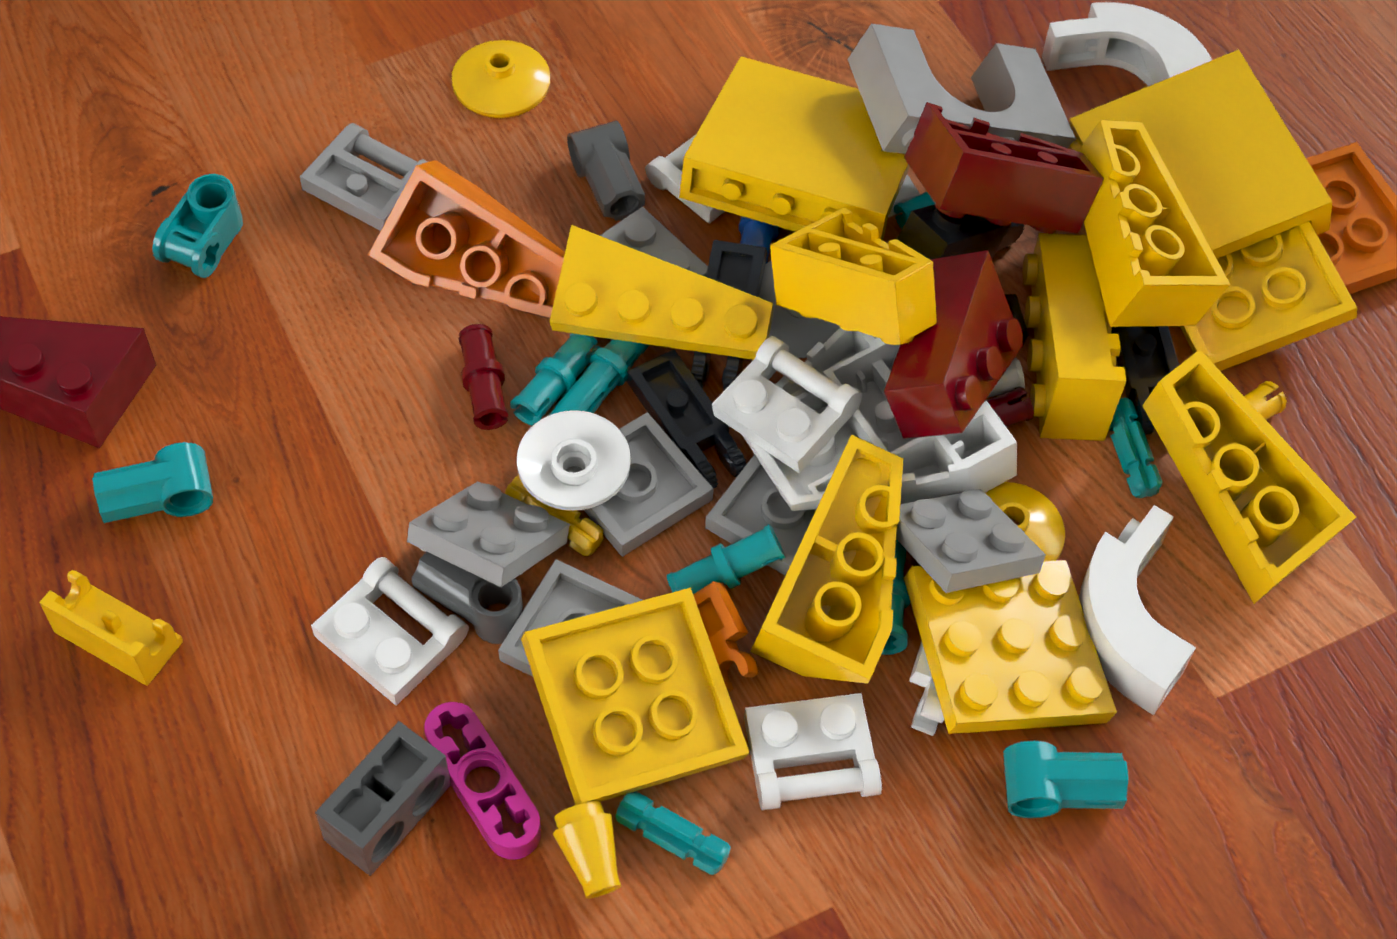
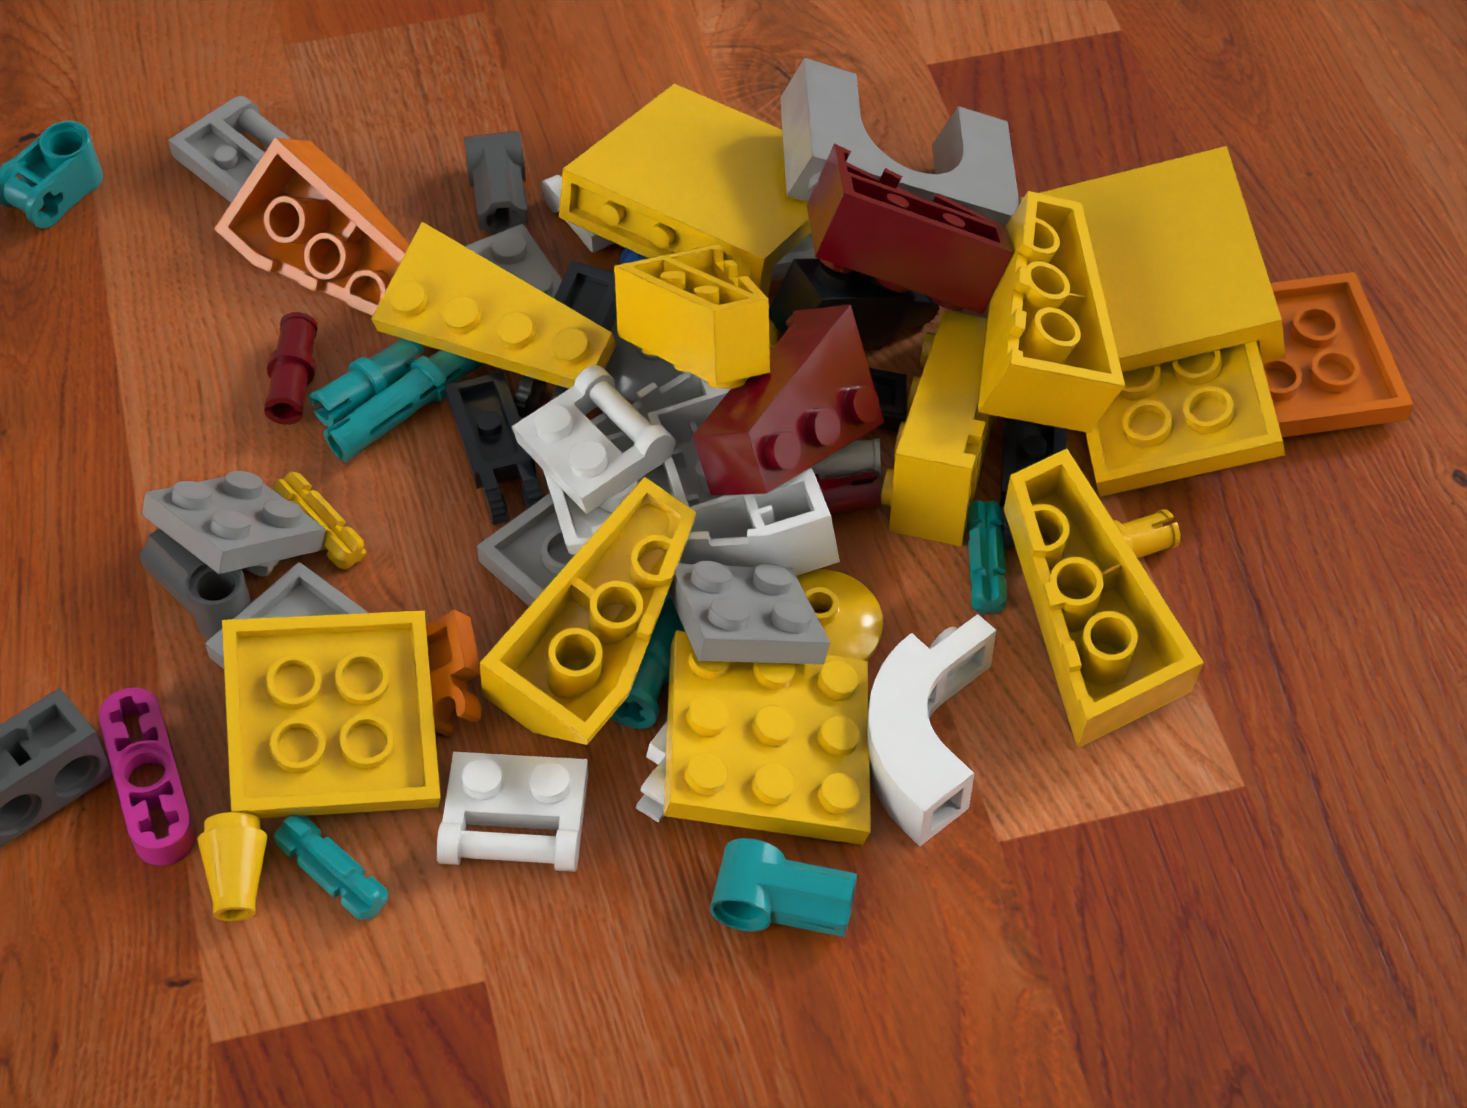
camera: 15 degrees right, 5 degrees down
(376, 643) = (87, 620): white plate -> none
(501, 79) = (421, 77): yellow dish -> none
(569, 441) = (341, 441): white dish -> none
(657, 491) = (415, 502): light grey plate -> none
(730, 562) = (488, 596): teal pin -> none
(1124, 38) = (1111, 125): white arch -> none

